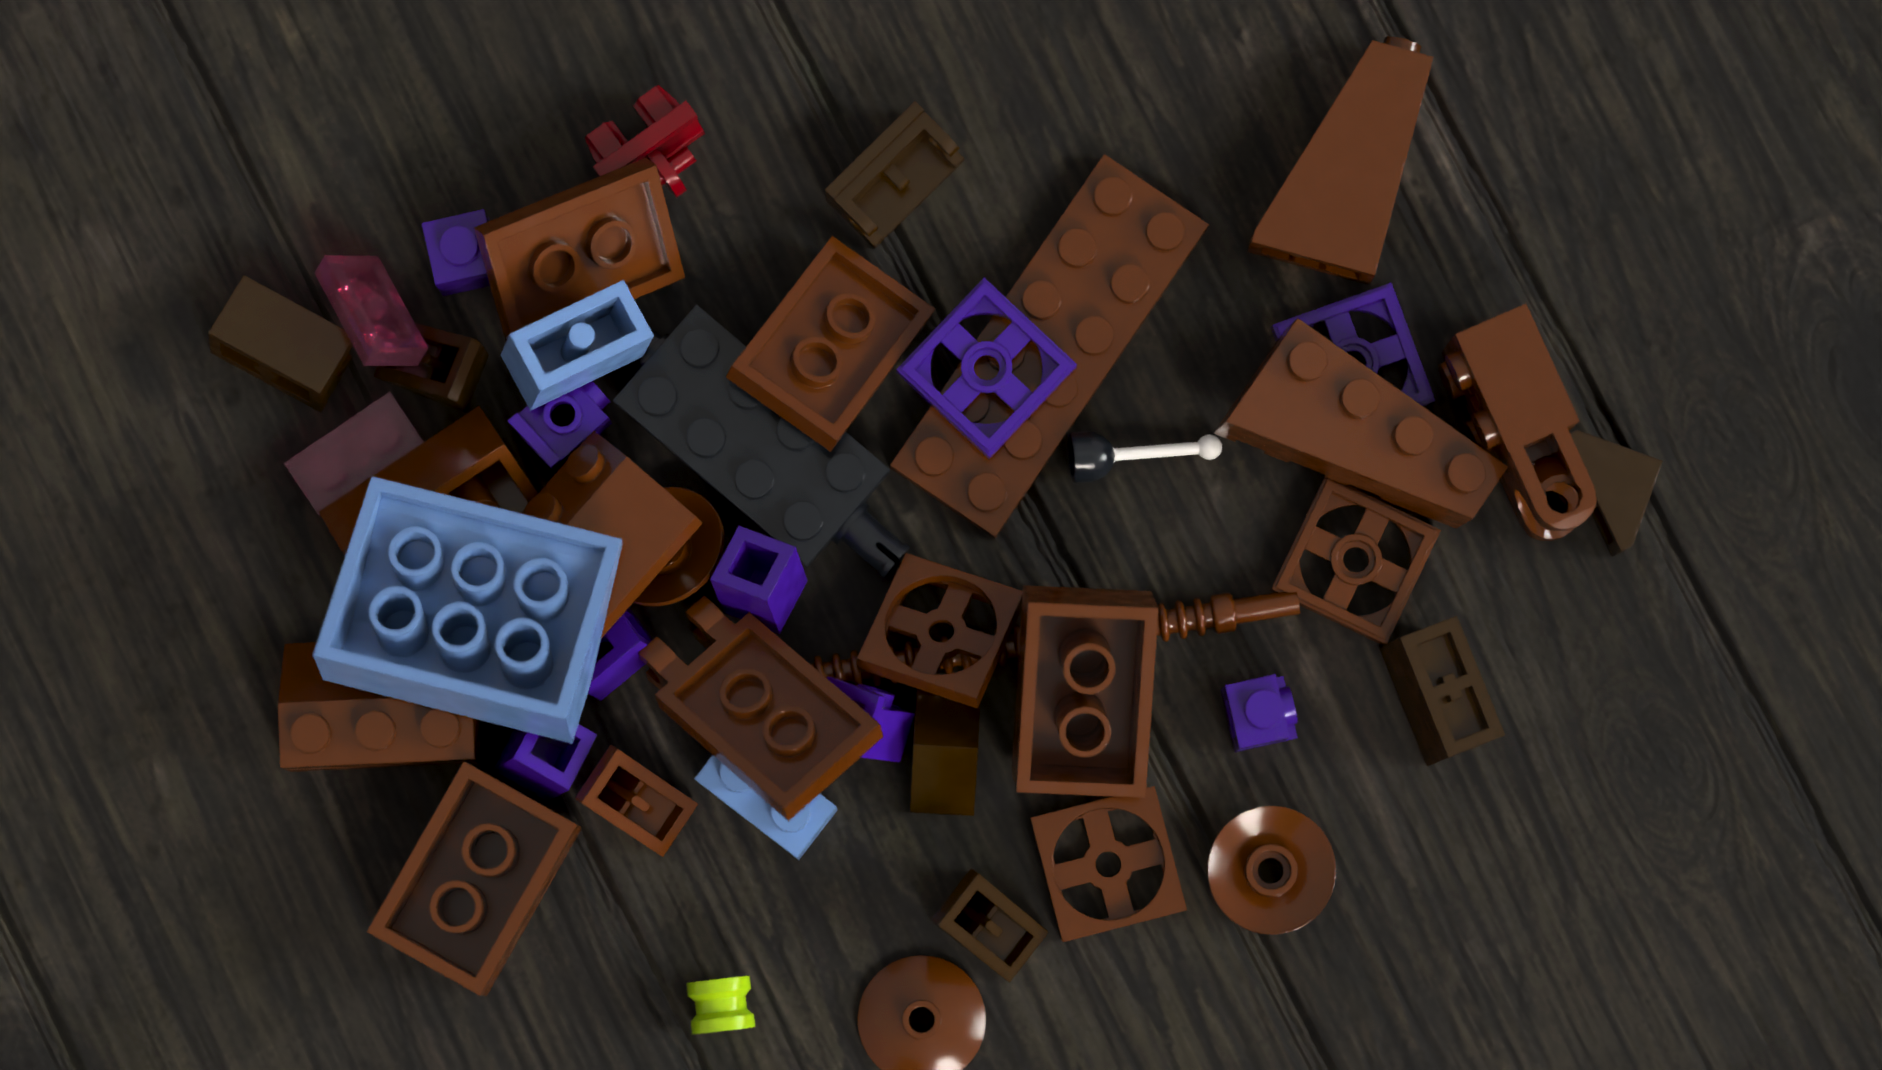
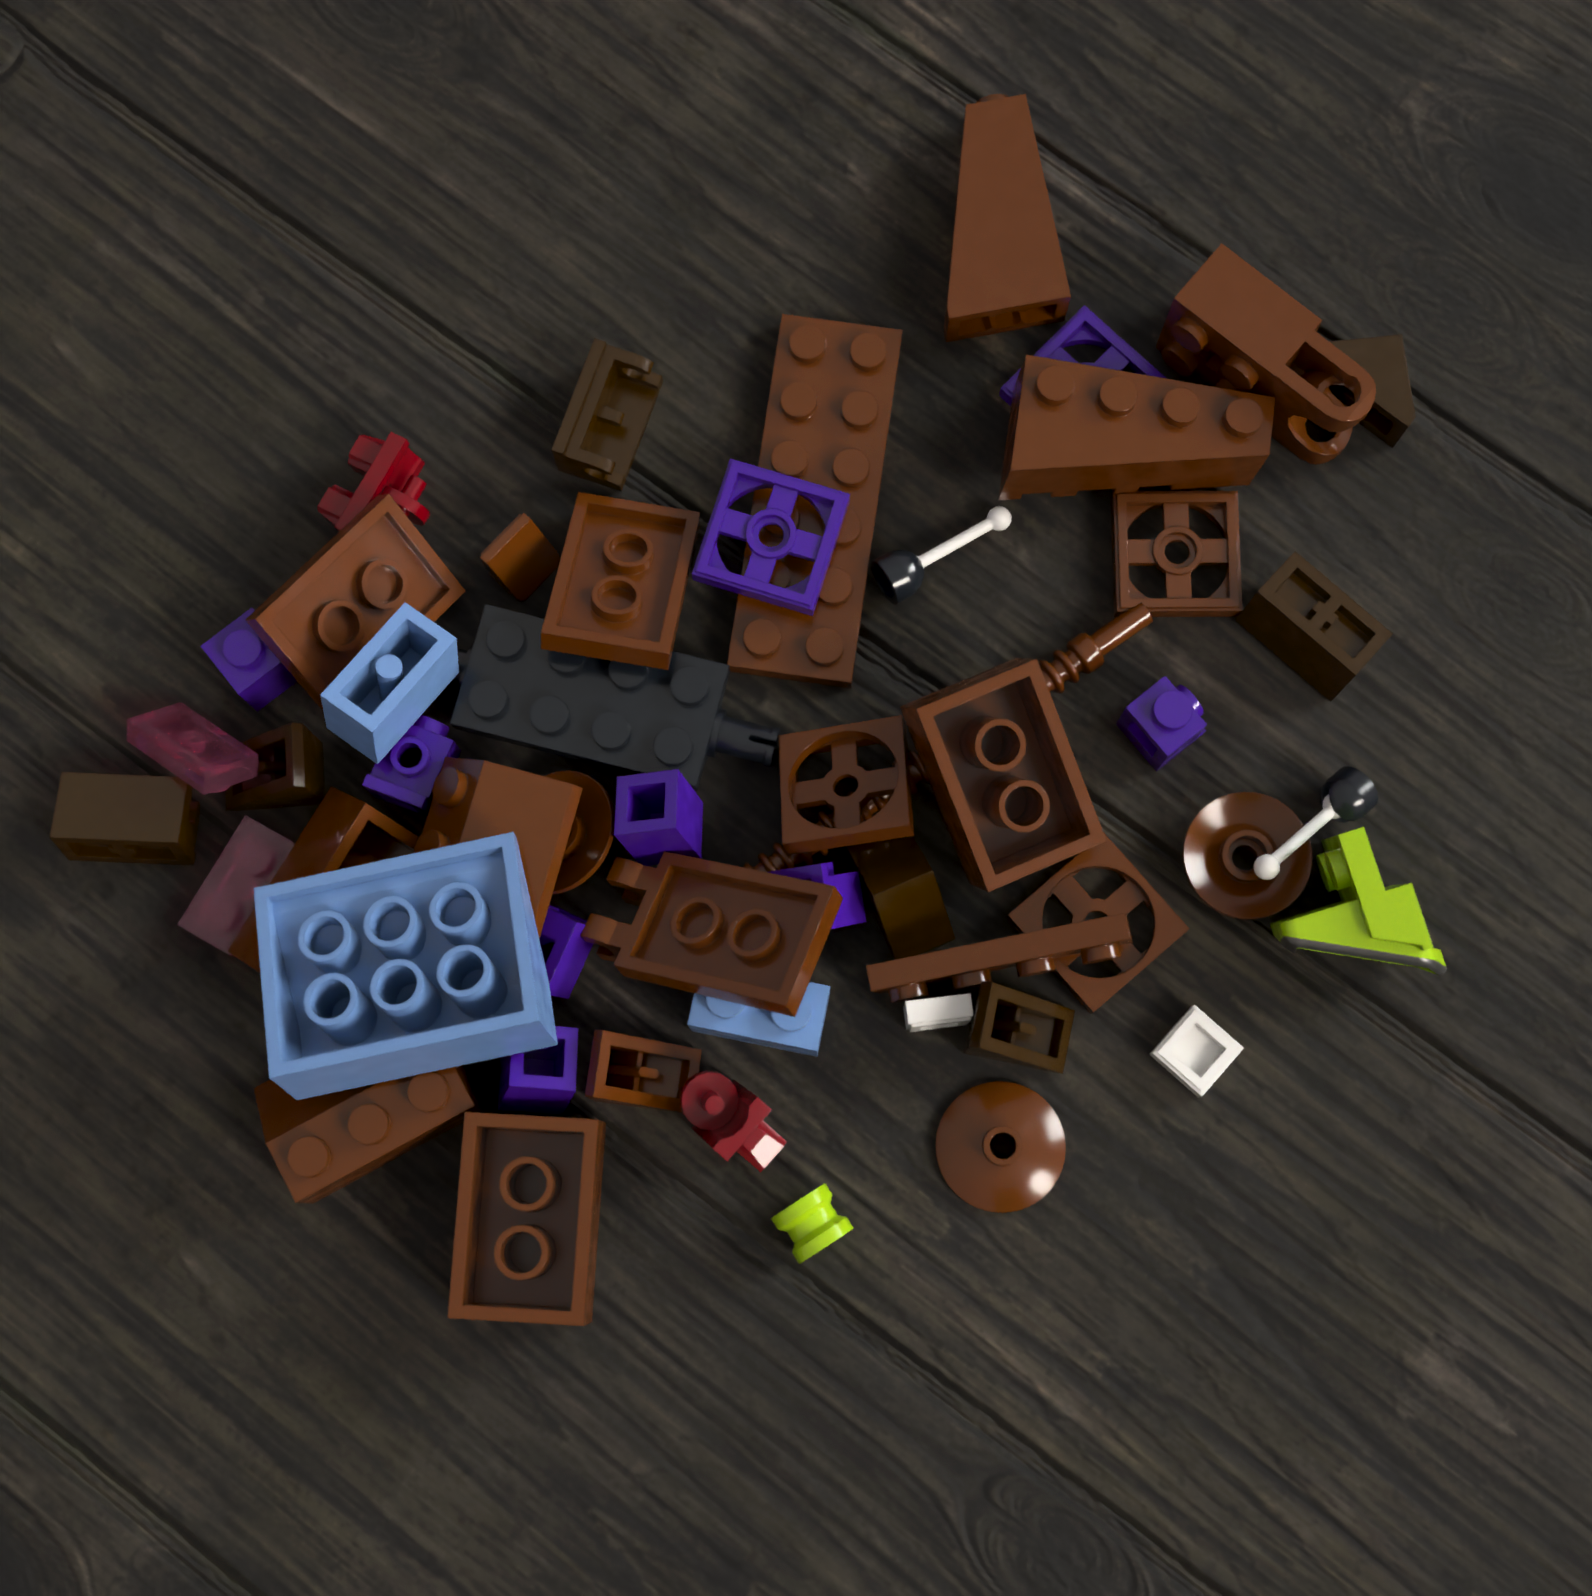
camera: 20 degrees left, 5 degrees down
(692, 879) = (730, 1118): none -> dark red hips
(750, 273) = (520, 558): none -> reddish brown slope
(923, 875) = (938, 1012): none -> white tile
(1027, 862) = (1028, 952): none -> reddish brown plate
(1138, 1021) = (1196, 1051): none -> white tile
(1340, 983) = (1369, 919): none -> lime piece
(1385, 861) = (1343, 798): none -> hinge

